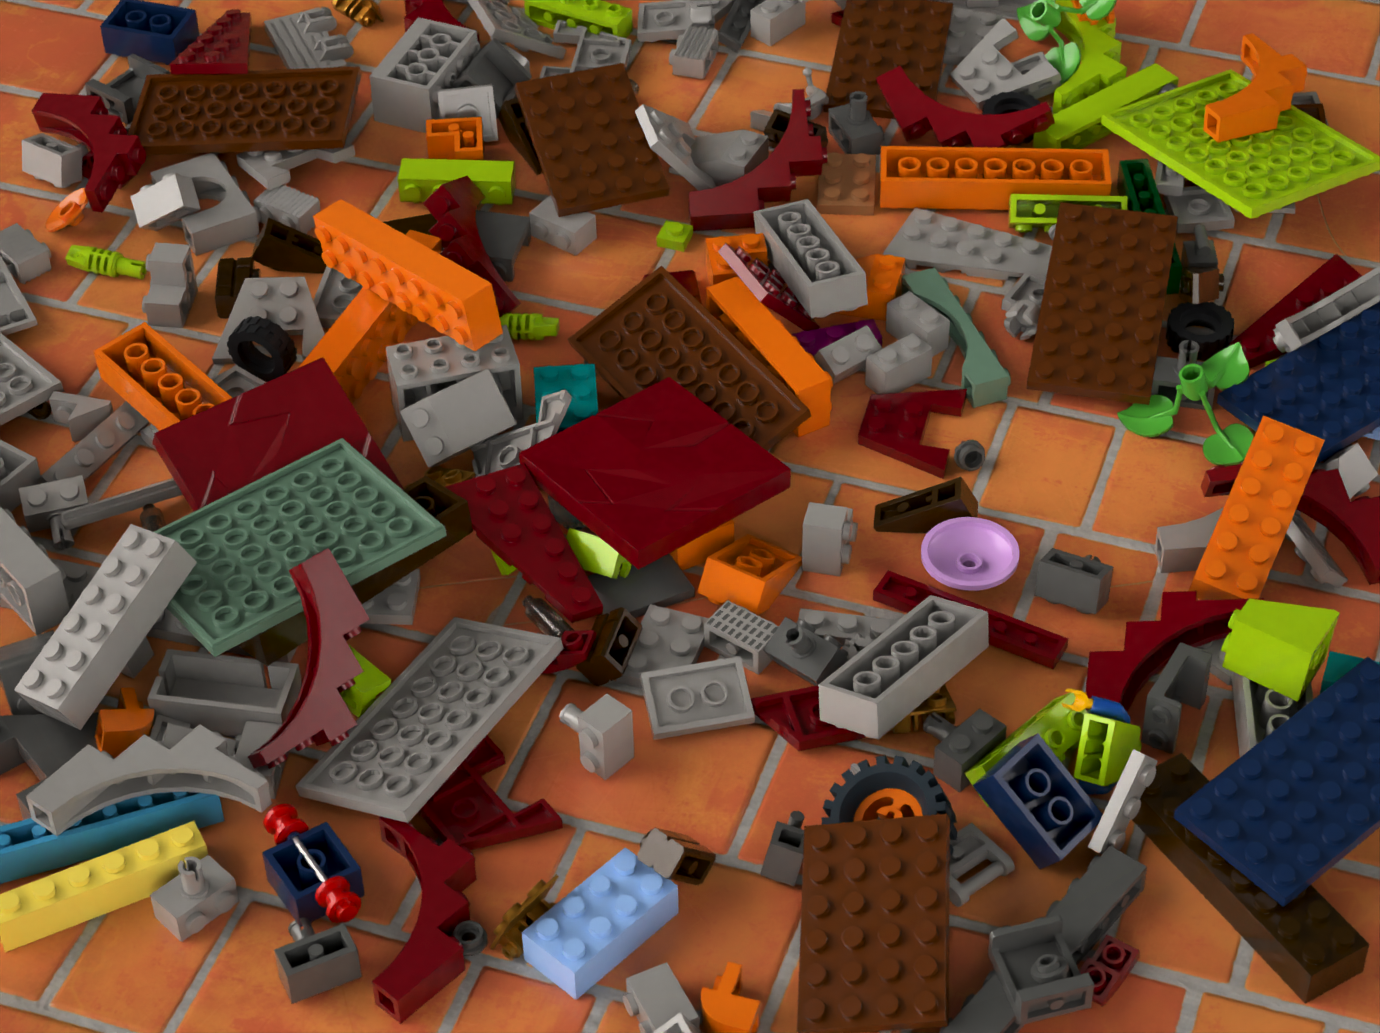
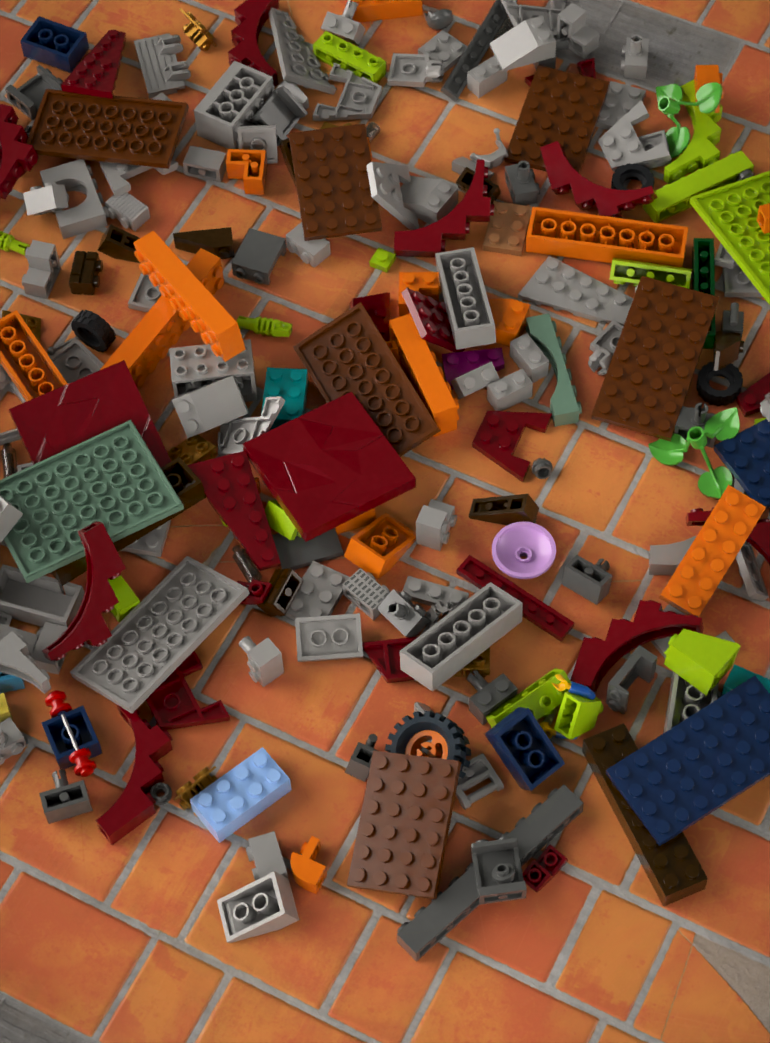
camera: 10 degrees right, 15 degrees up
(279, 300) = (106, 296): light grey wing -> none
(387, 145) = (205, 163): none -> light grey brick
(422, 177) = (242, 199): lime brick -> none
(455, 210) = (233, 255): dark red arch -> none
(676, 856) = (293, 756): dark brown brick -> none
(694, 52) = (424, 101): light grey brick -> none
(1124, 802) = (577, 757): light grey plate -> none

